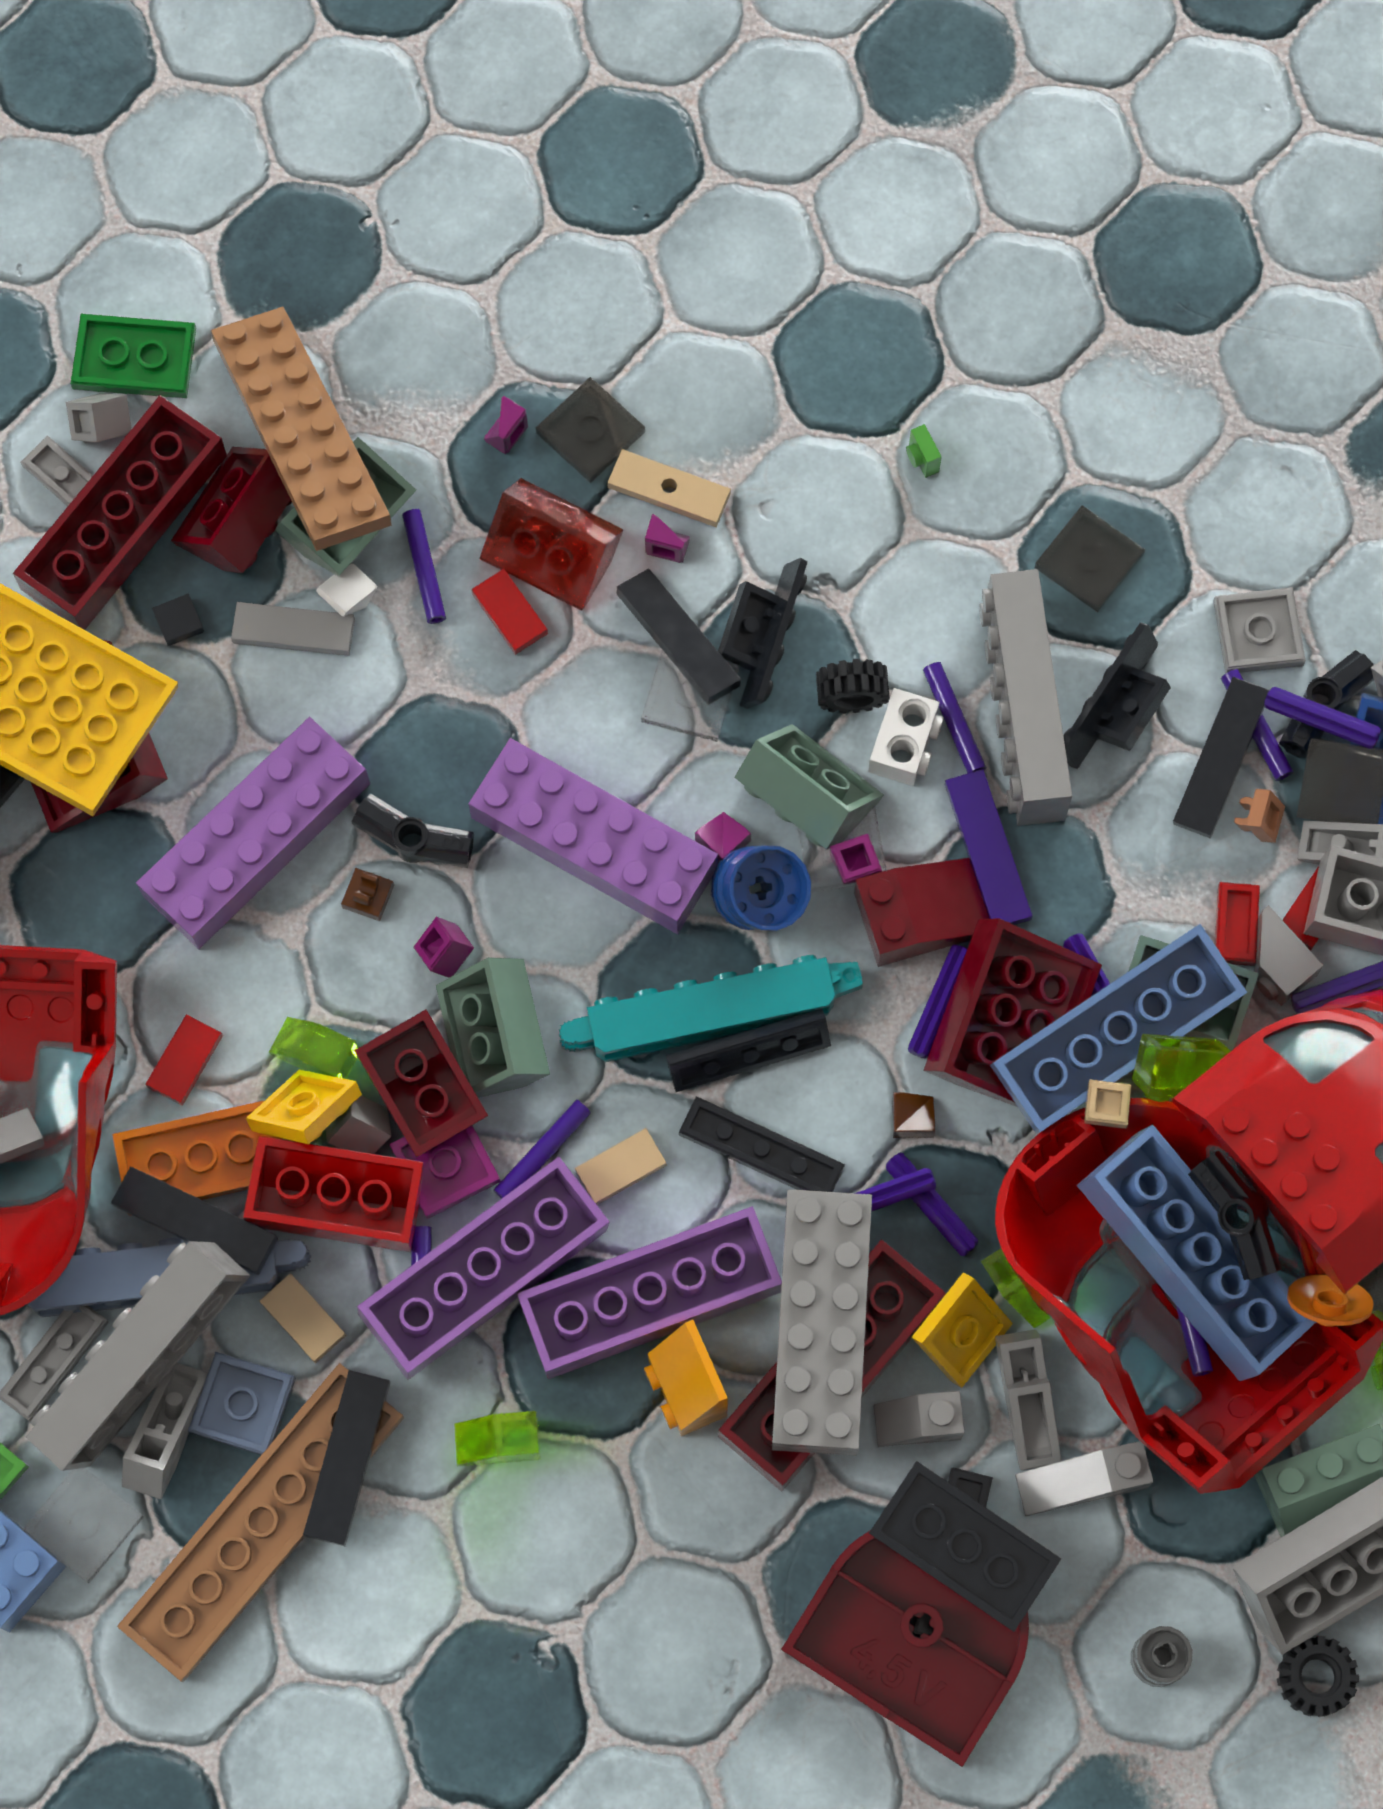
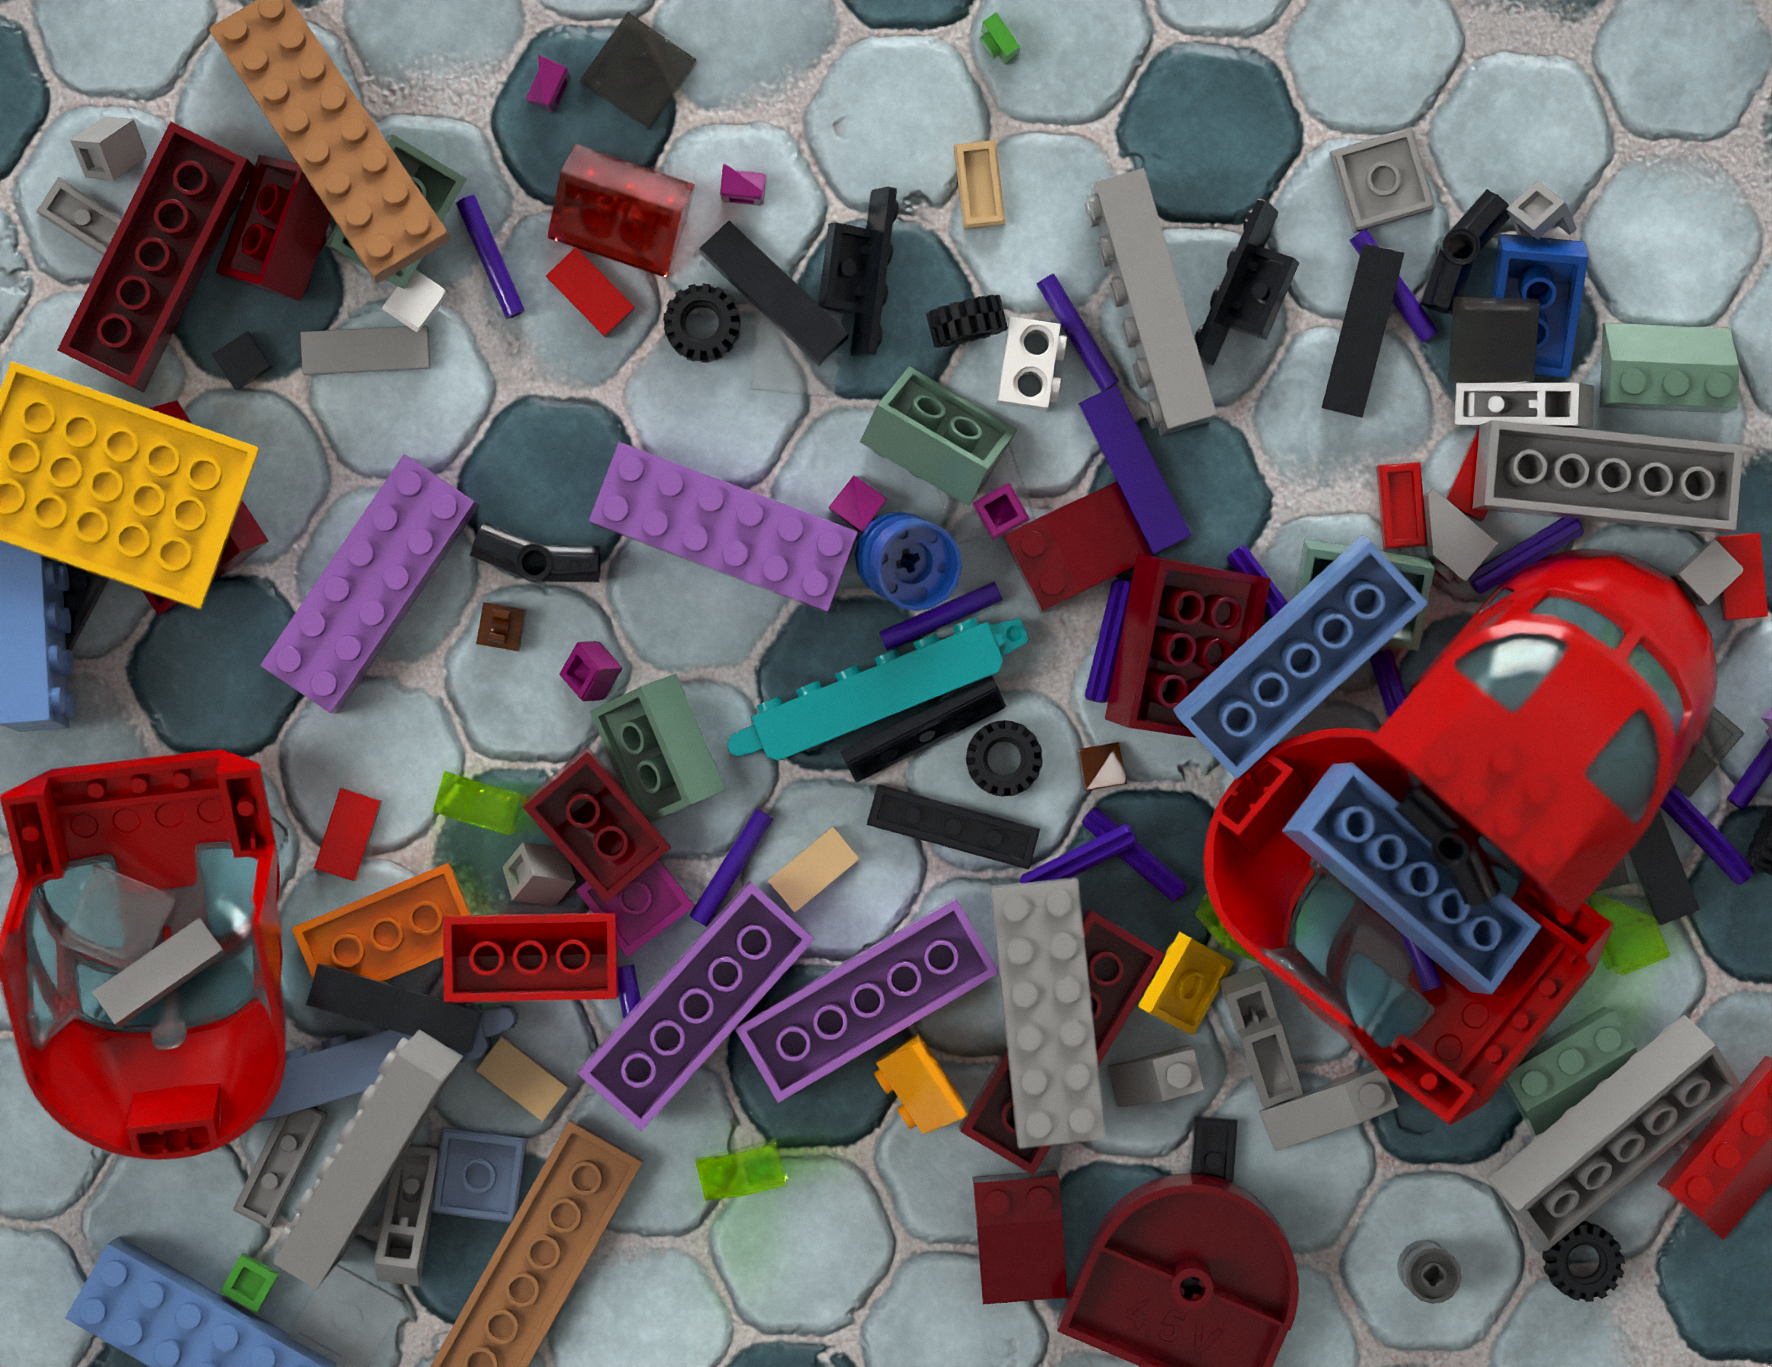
camera: 15 degrees left, 15 degrees up
(133, 356) = (130, 68): green tile -> none
(304, 1106) = (482, 872): yellow plate -> none
(346, 1458) = (595, 1217): black tile -> none
(601, 631) = (697, 297): none -> black tyre
(648, 478) = (708, 120): tan tile -> none
(759, 1555) = (1020, 1237): none -> dark red slope
(784, 951) = (940, 616): none -> dark purple piece
(829, 1068) = (1029, 751): none -> black tyre
(884, 576) = (979, 184): none -> tan tile
(965, 1546) = (1224, 1211): black plate -> none
(1089, 558) = (1193, 128): clear smoke tile -> none
(1107, 1104) = (1301, 742): tan tile -> none
(1172, 1063) = (1368, 691): clear neon green slope -> none
(1264, 815) = (1415, 386): nougat tile -> none
(1322, 717) = (1463, 276): dark purple axle -> none
(1323, 1302) = (1544, 918): orange dish -> none

